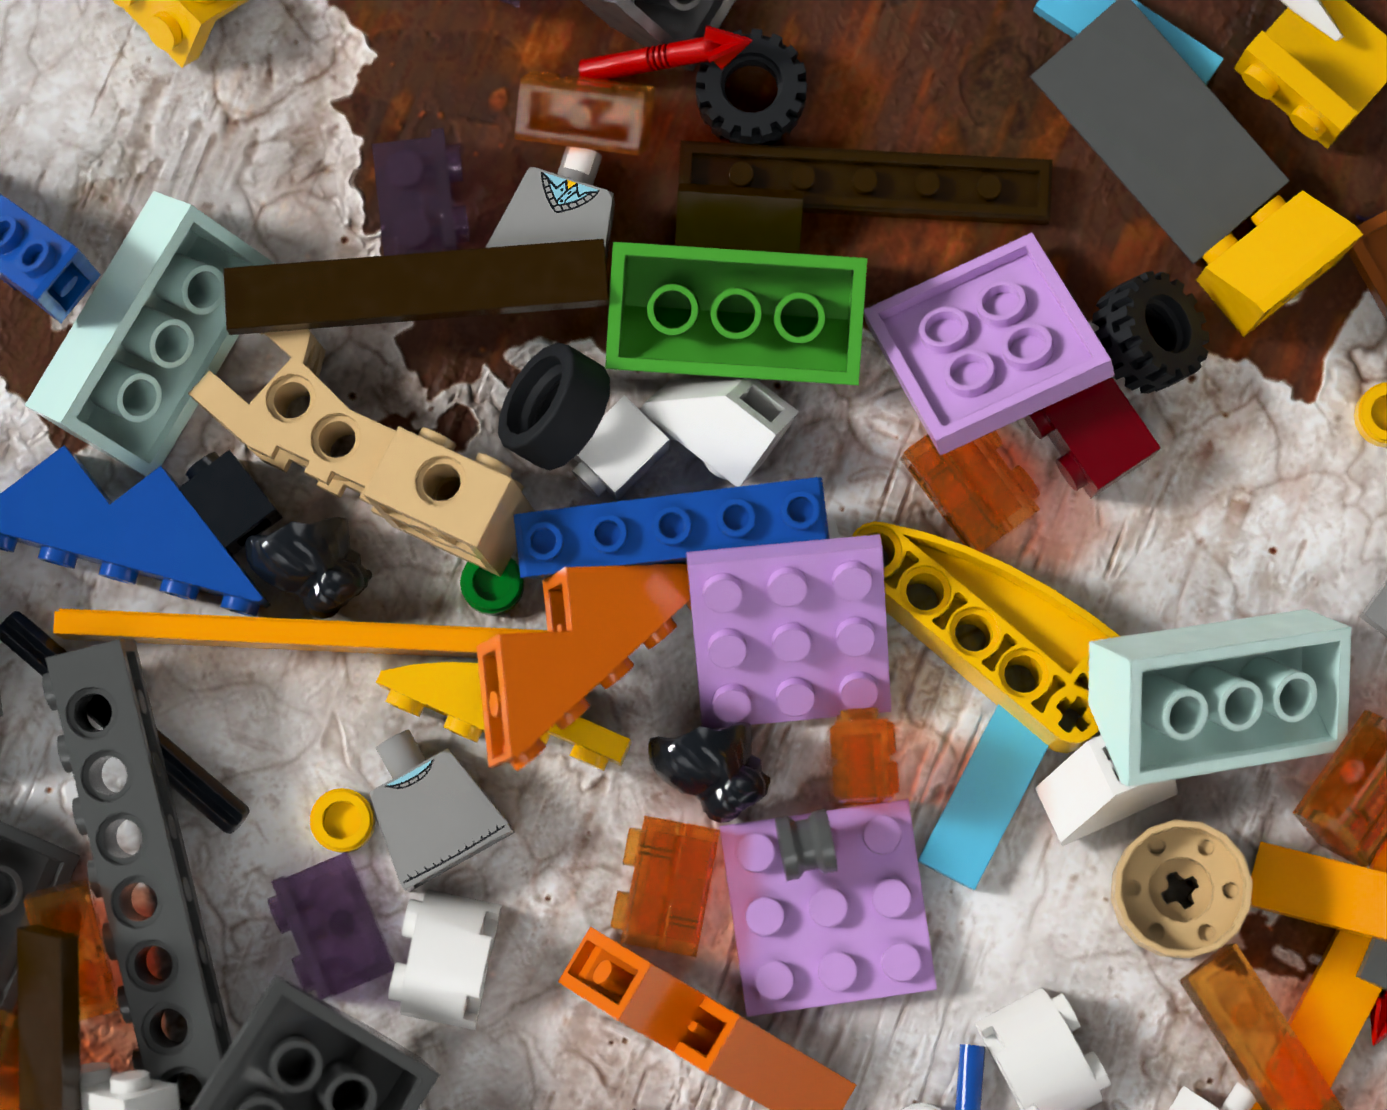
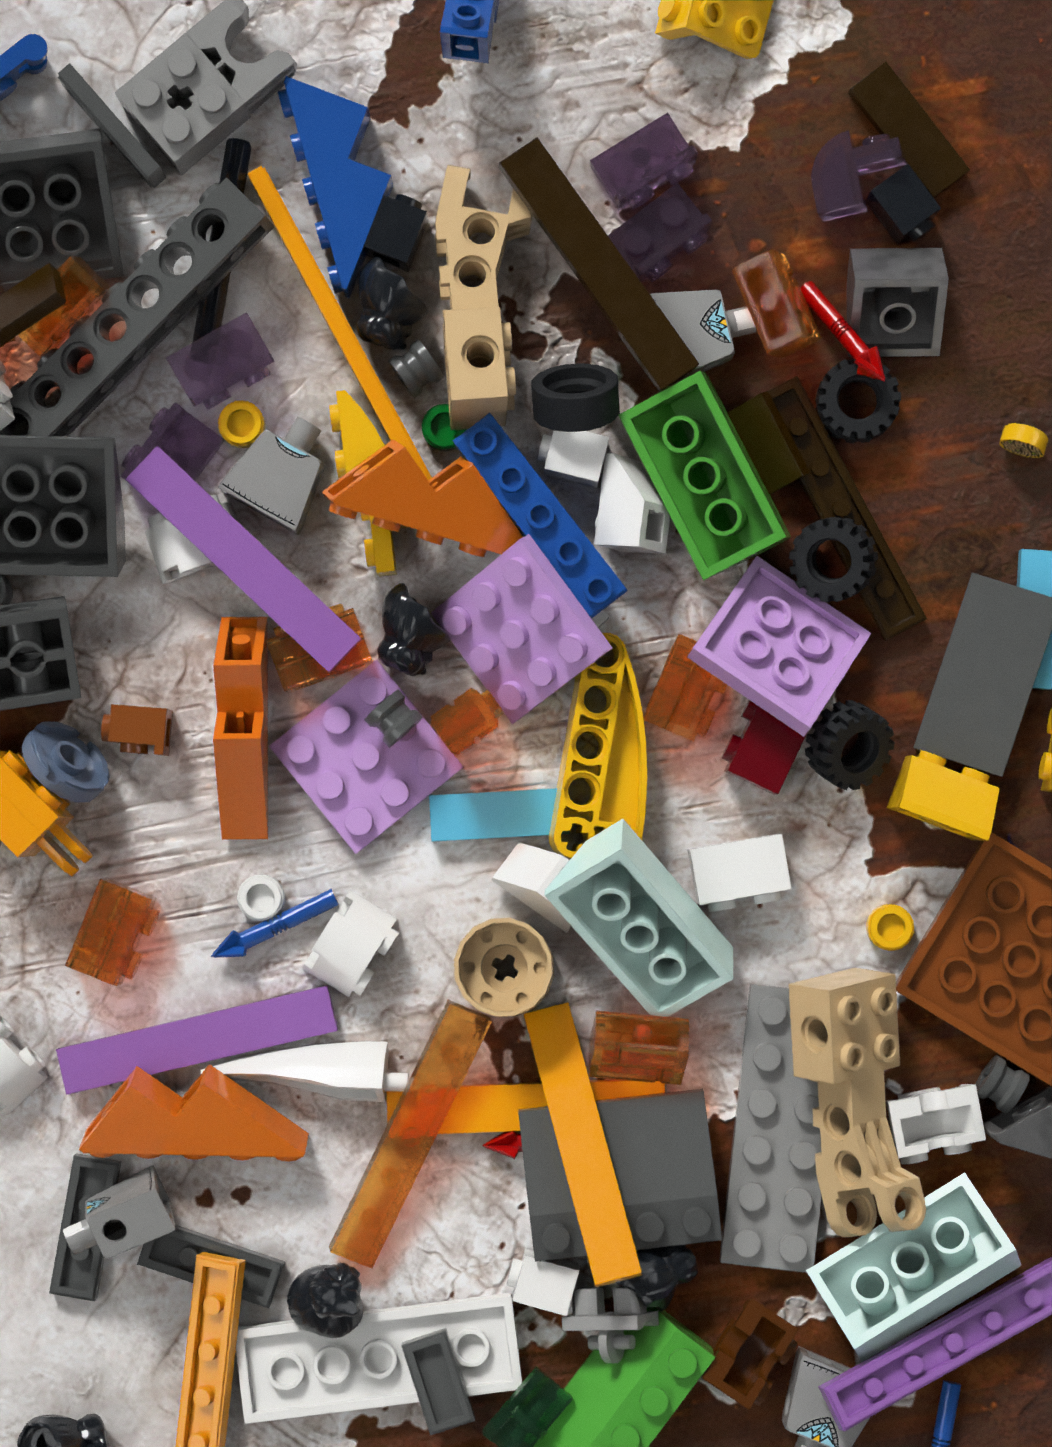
camera: 60 degrees right, 5 degrees up
(146, 336) = (468, 116): light aqua slope -> none
(256, 797) = (220, 361): none -> clear purple bracket
(324, 168) = (644, 162): none -> clear purple bracket
(404, 574) = (416, 368): none -> dark grey wheel
(509, 910) = (243, 559): none -> medium lavender tile
(923, 262) = (806, 567): none -> black tyre
(1222, 548) = (739, 870): none -> white brick

